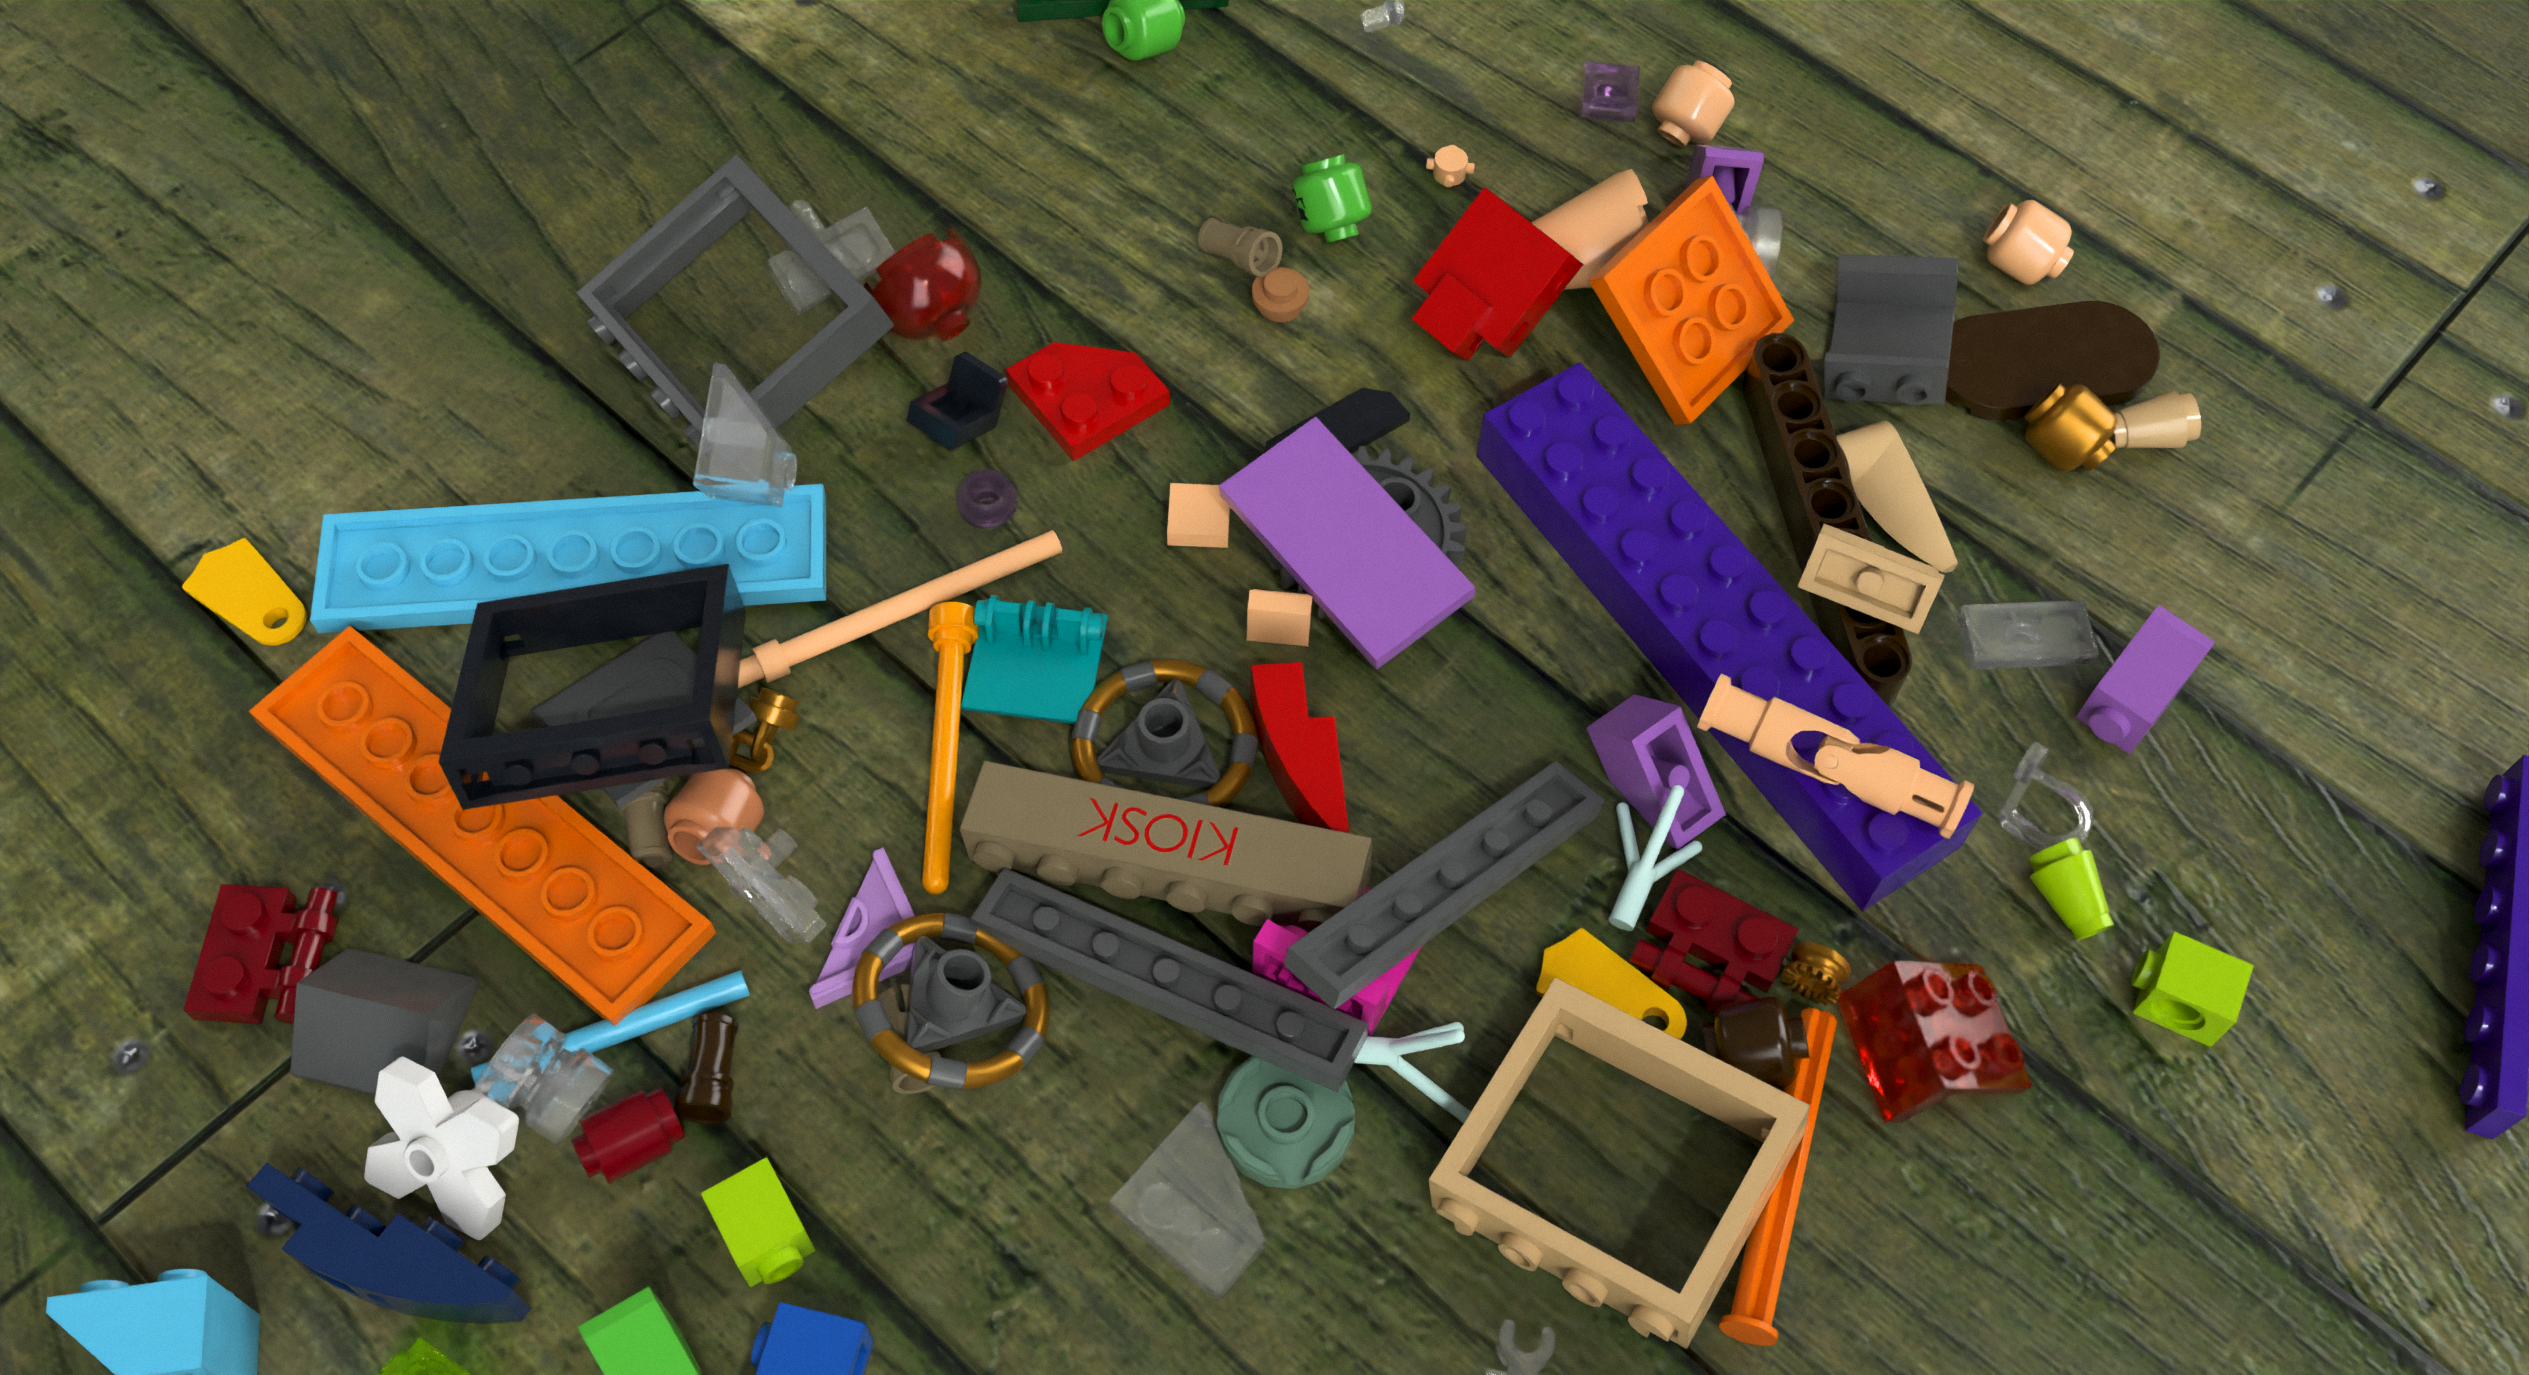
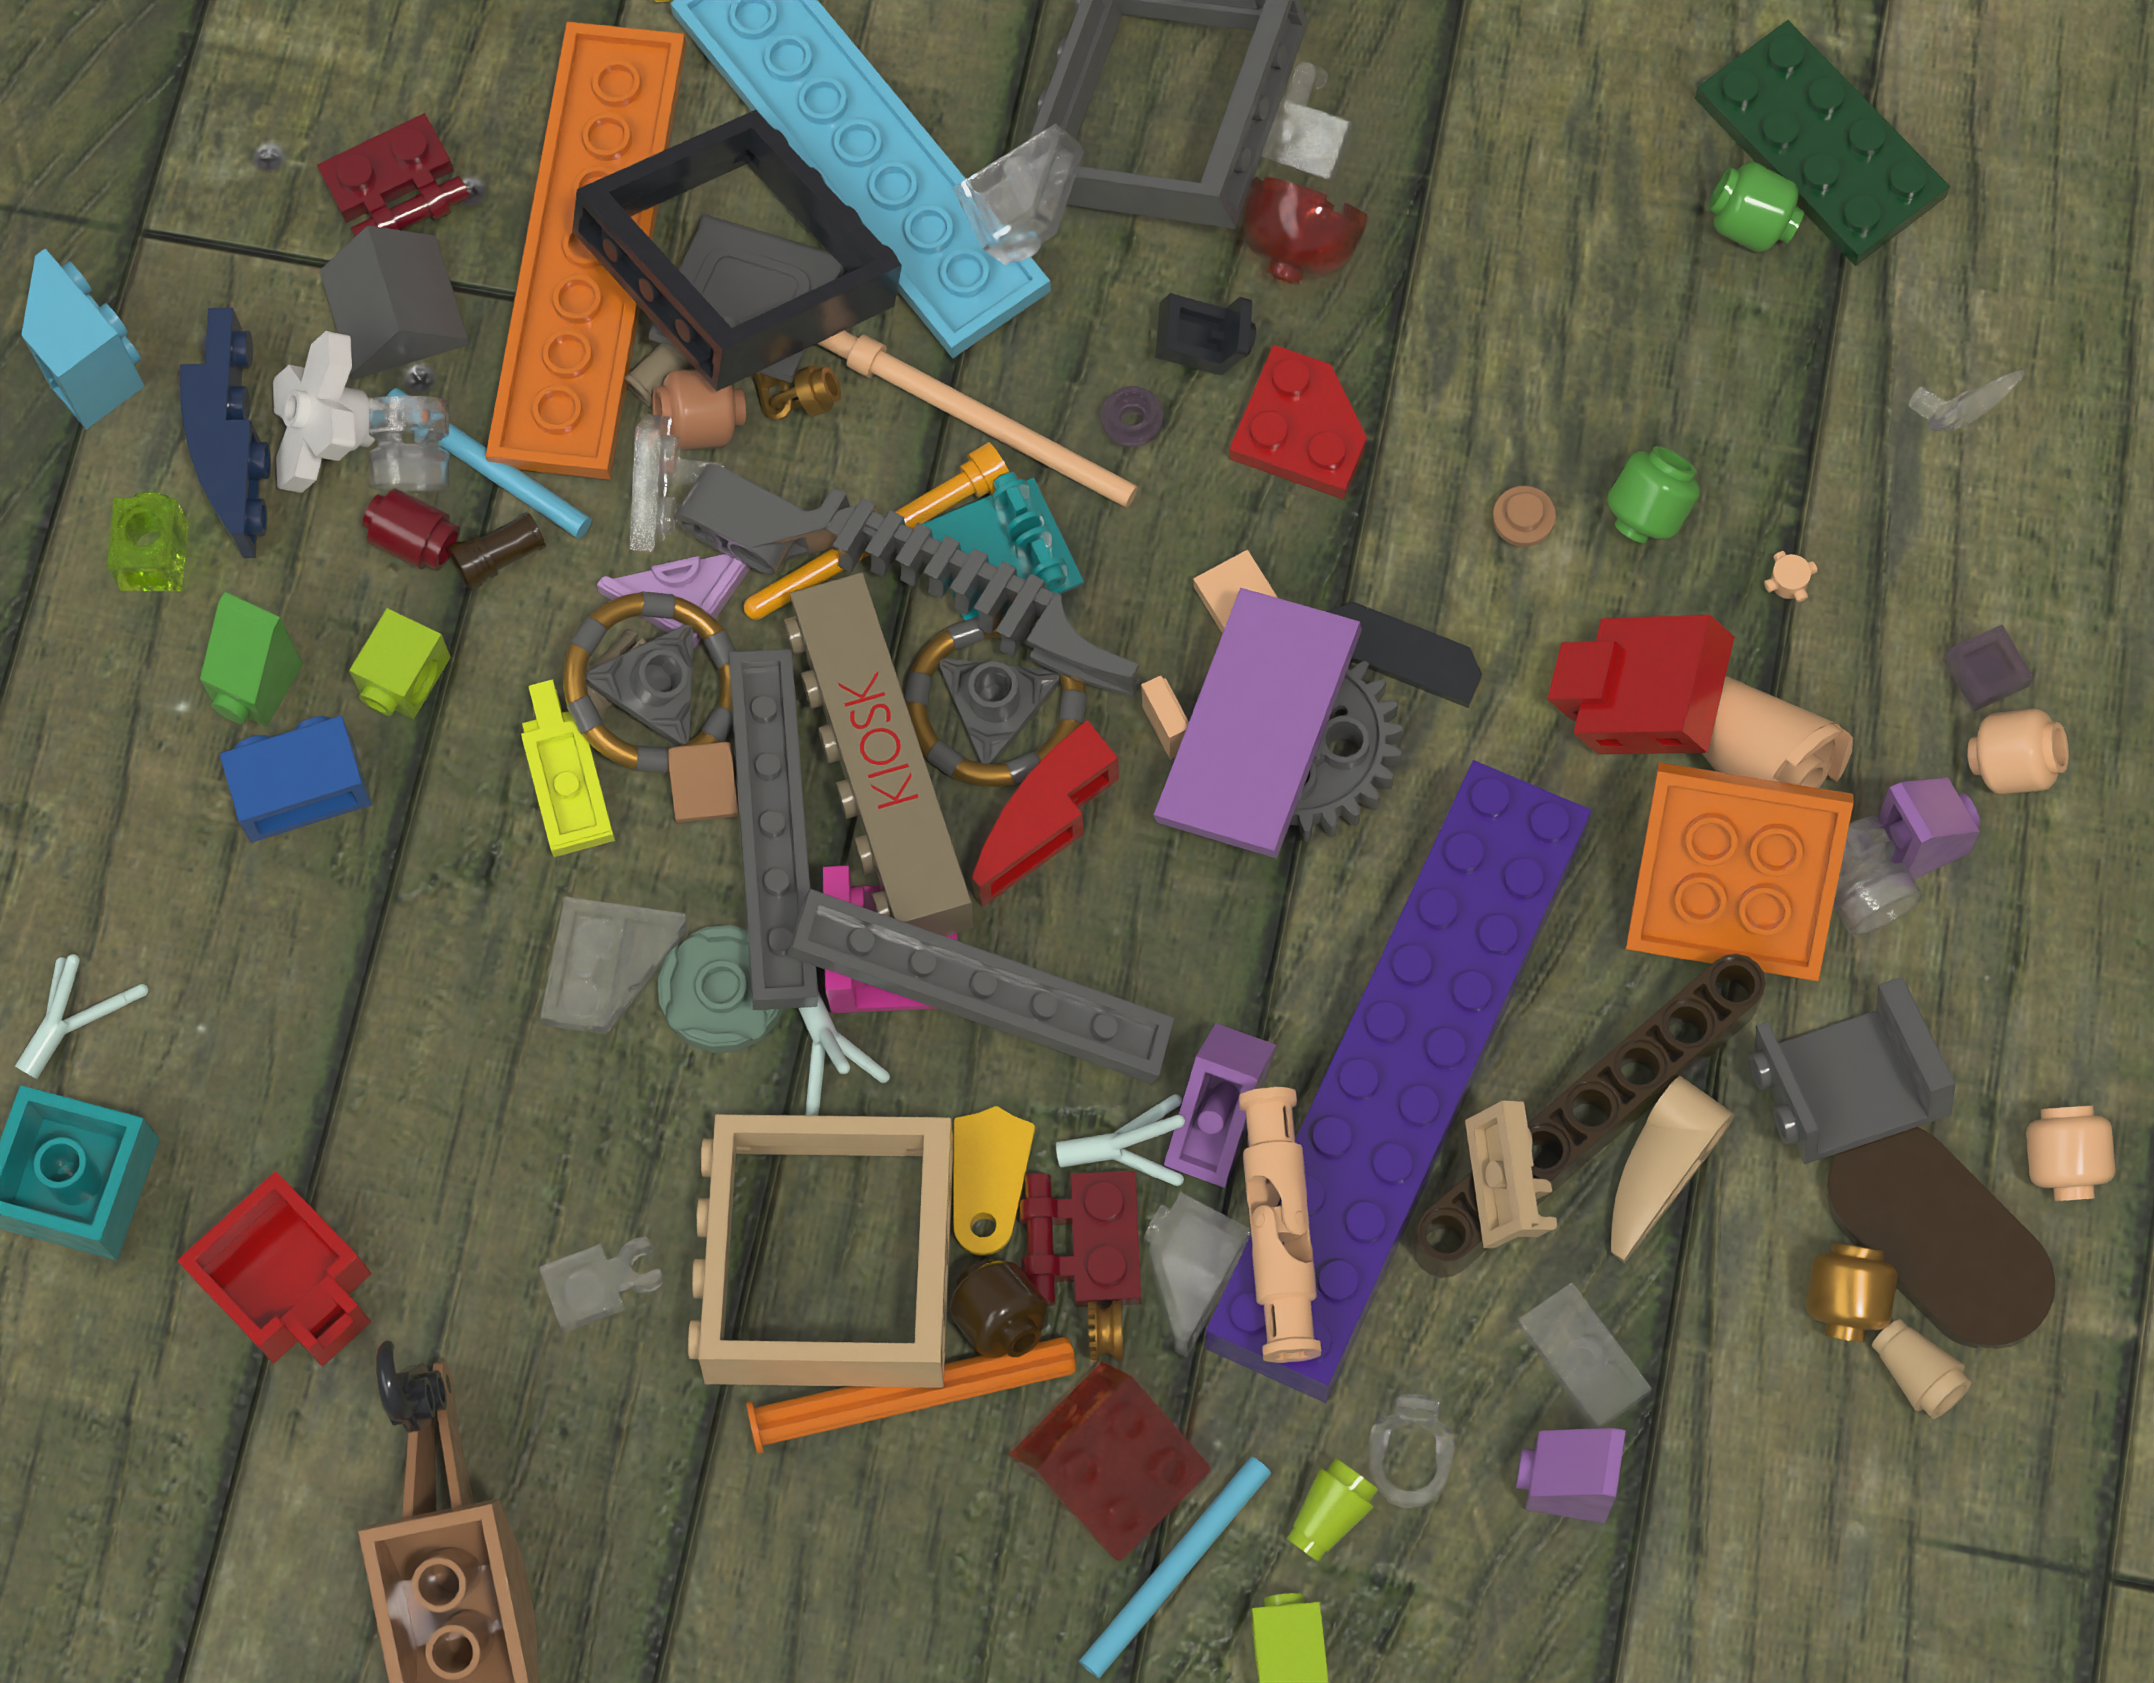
camera: 65 degrees right, 10 degrees up
(879, 817) = (769, 530): none -> dark grey piece
(980, 1134) = (564, 776): none -> neon yellow hinge
(1075, 1017) = (703, 782): none -> medium nougat slope
(1248, 247) = (1542, 458): dark tan pin -> none
(1797, 872) = (1191, 1264): none -> clear slope
(2061, 1046) = (1175, 1567): none -> medium azure piece

